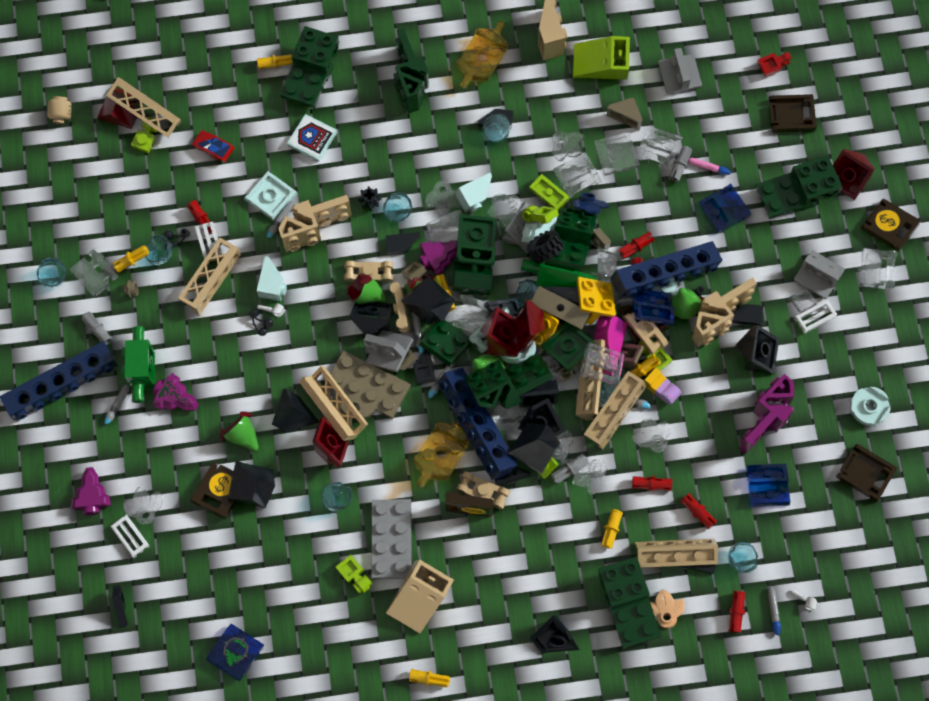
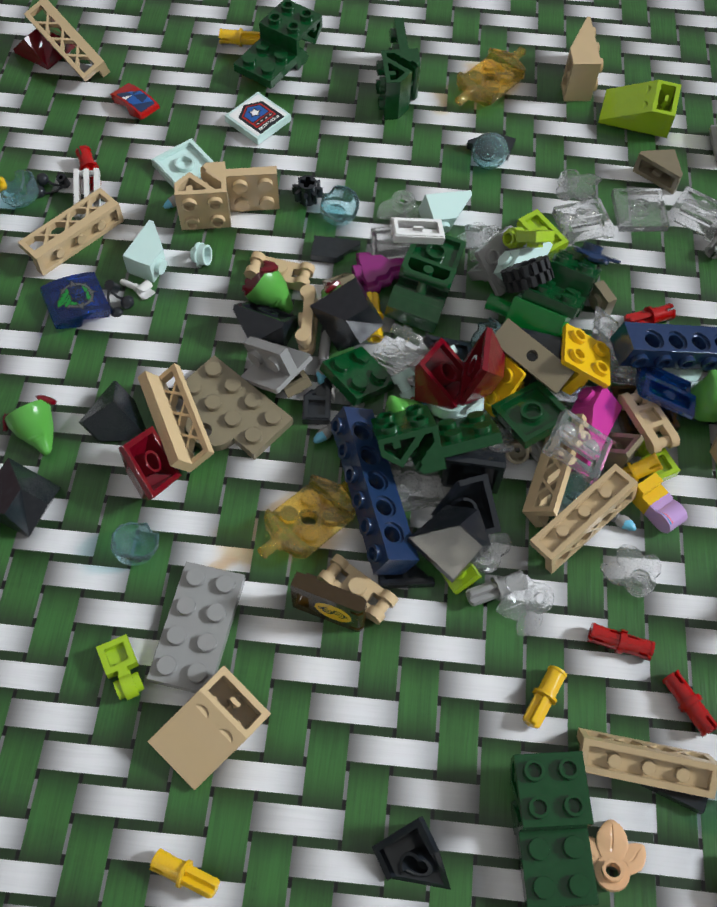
camera: 10 degrees right, 10 degrees down
(145, 139) = (57, 80): lime plate -> none
(232, 331) = (75, 299): none -> clear blue slope
(308, 271) = (201, 254): none -> light aqua plate
(454, 228) = (417, 230): none -> white tile

